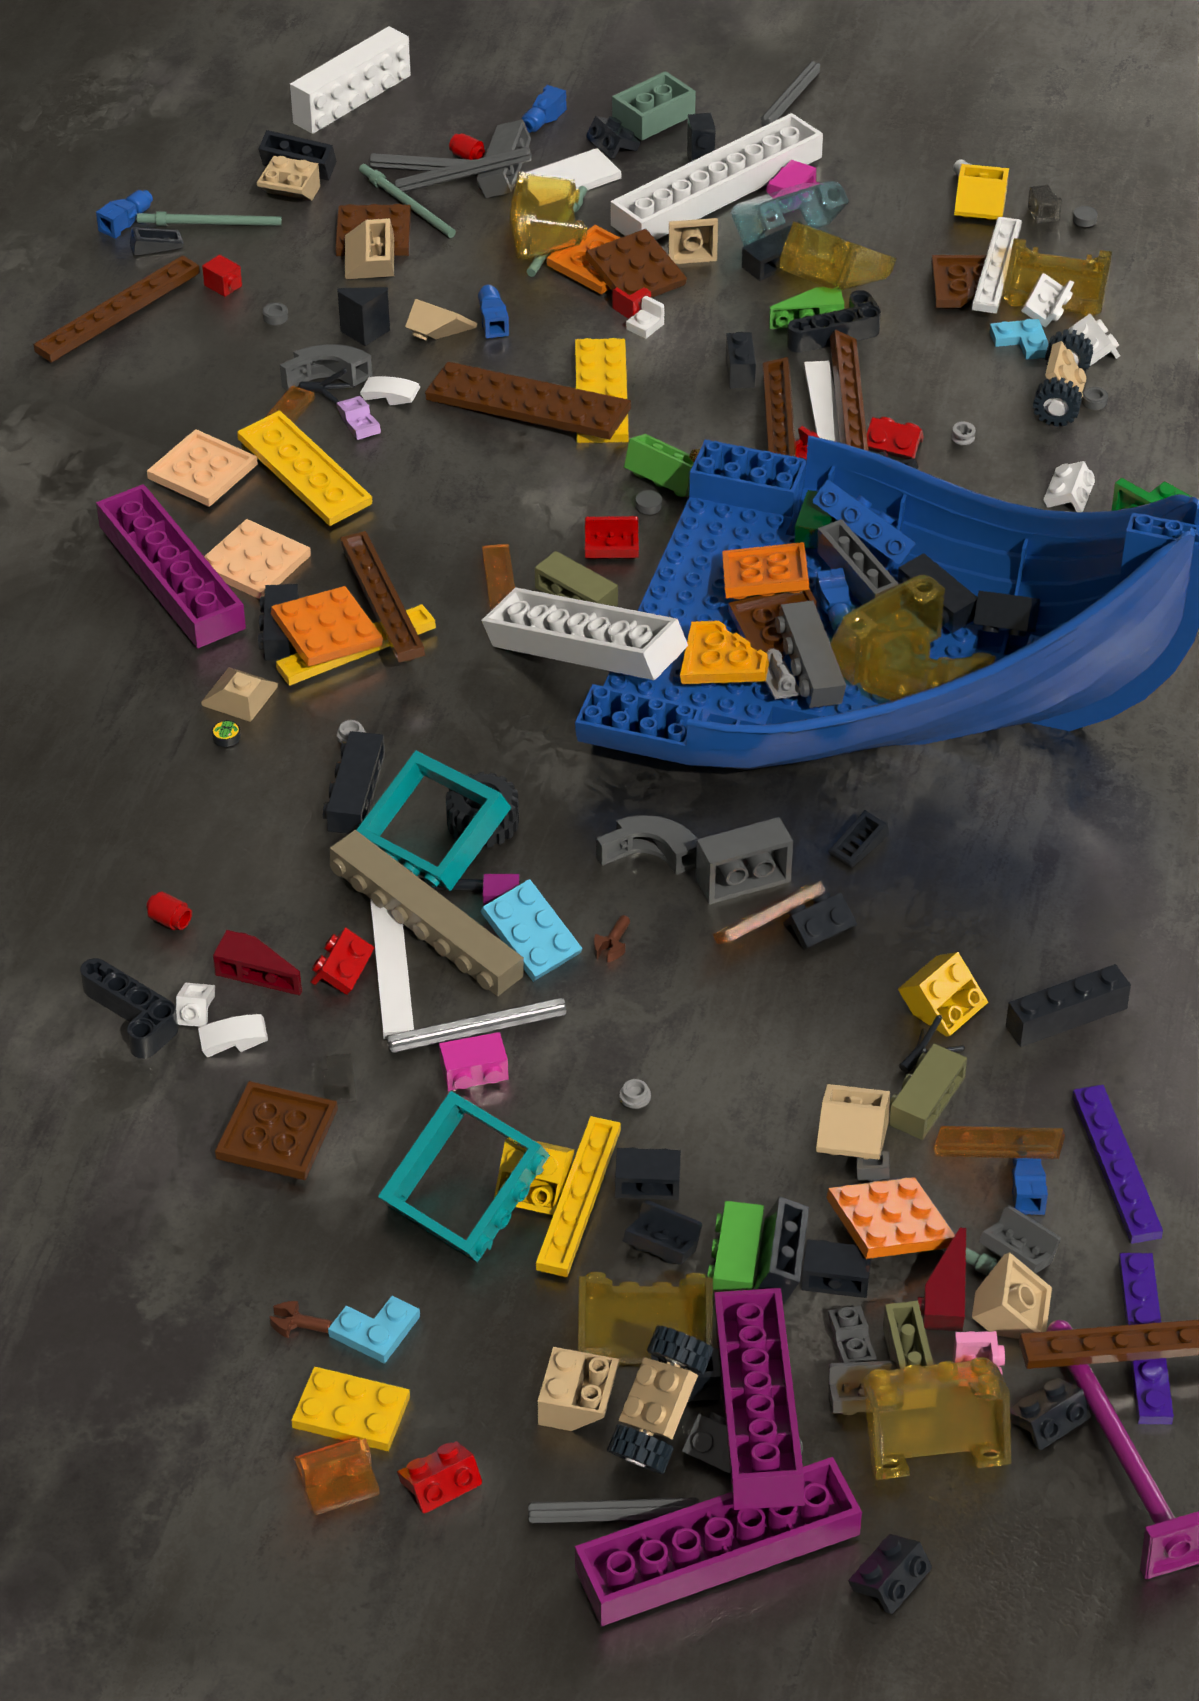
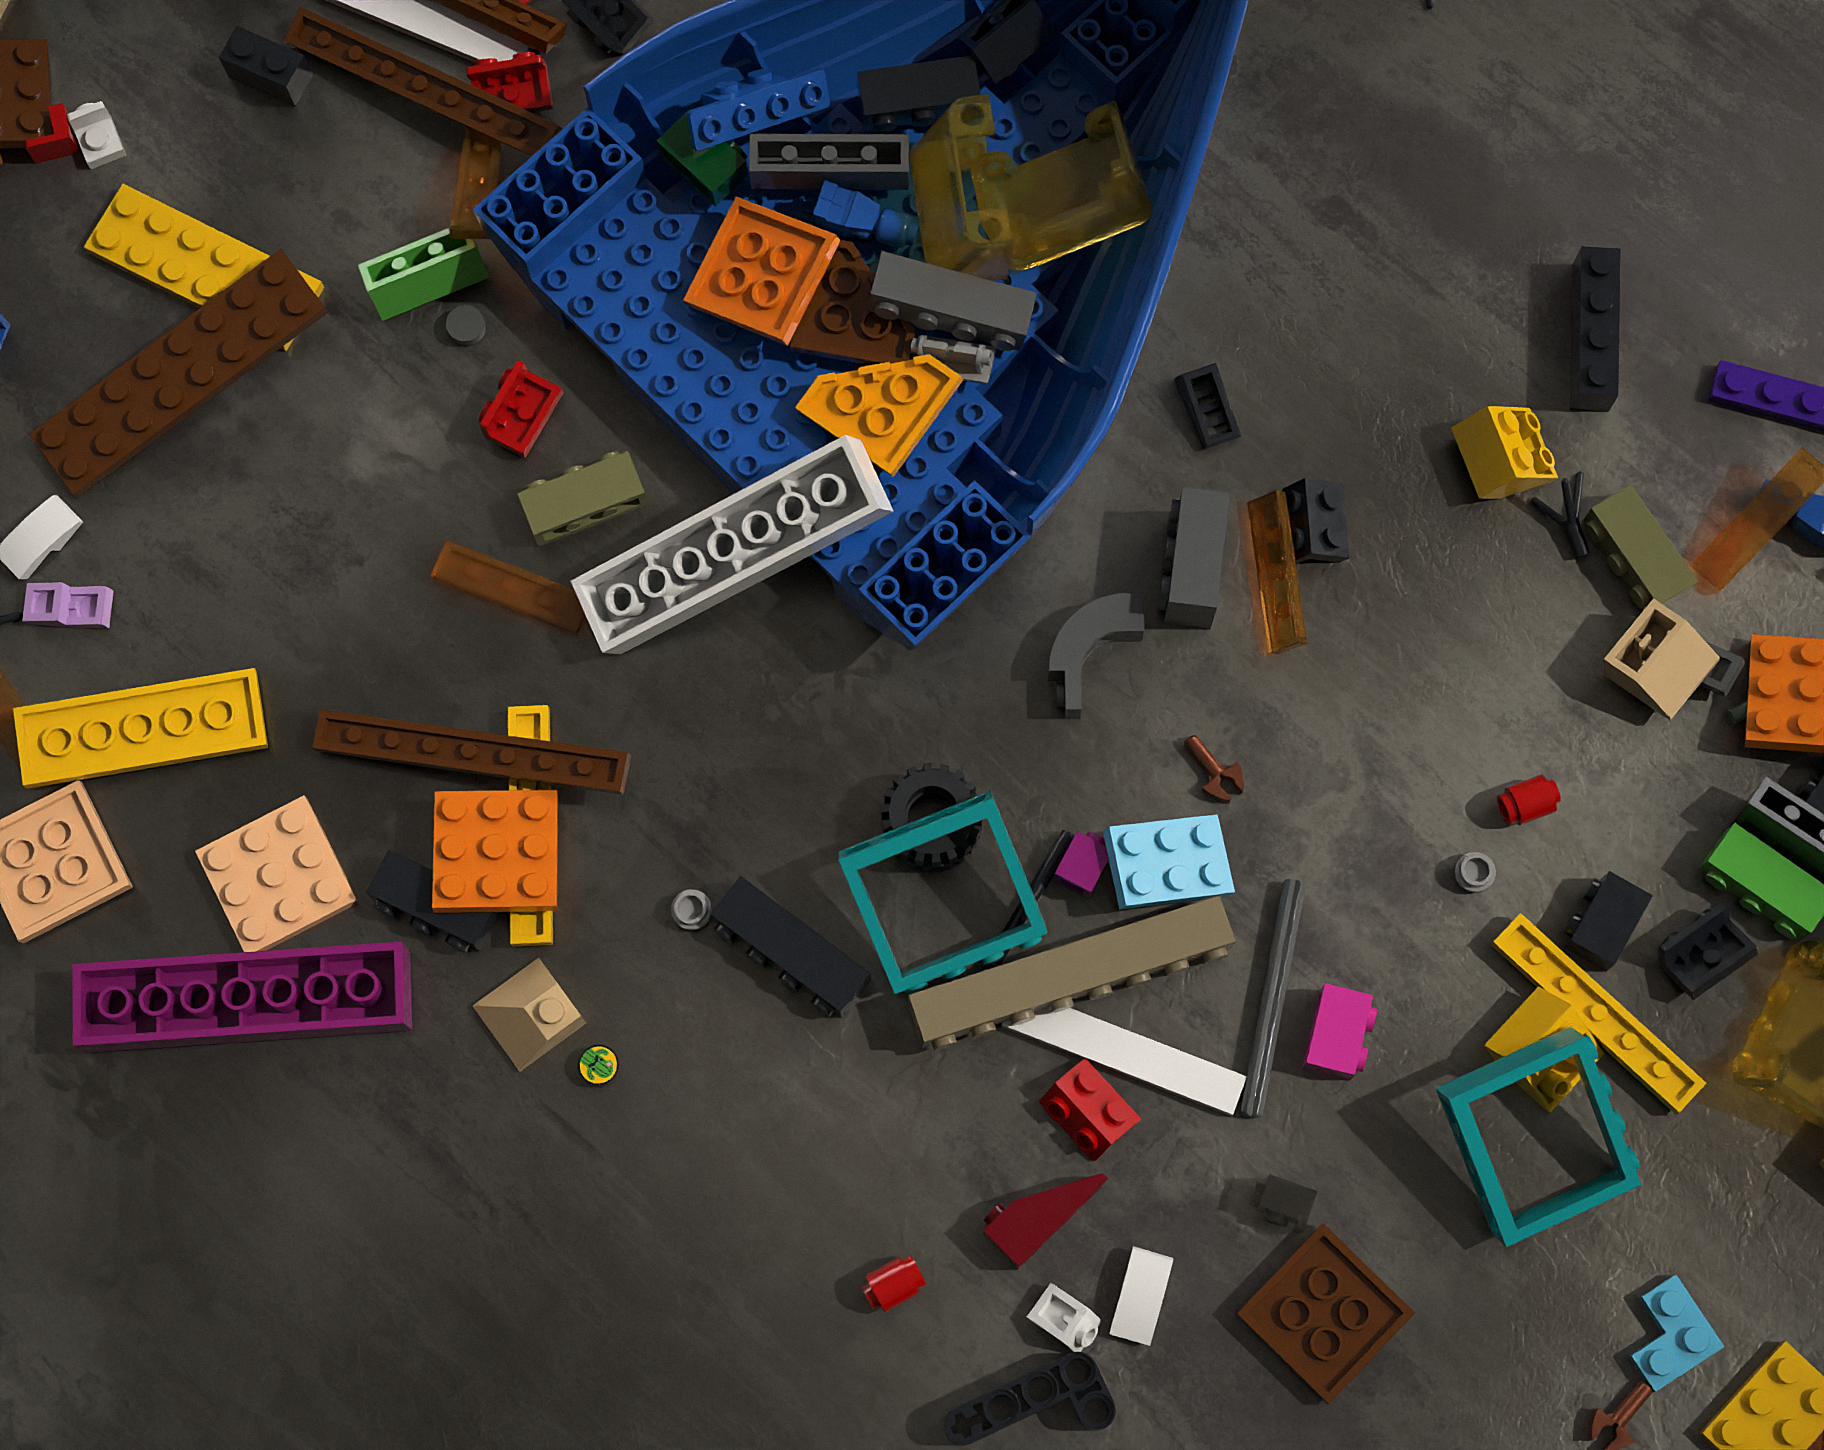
camera: 60 degrees left, 30 degrees up
(704, 1099) = (1528, 800): none -> red brick

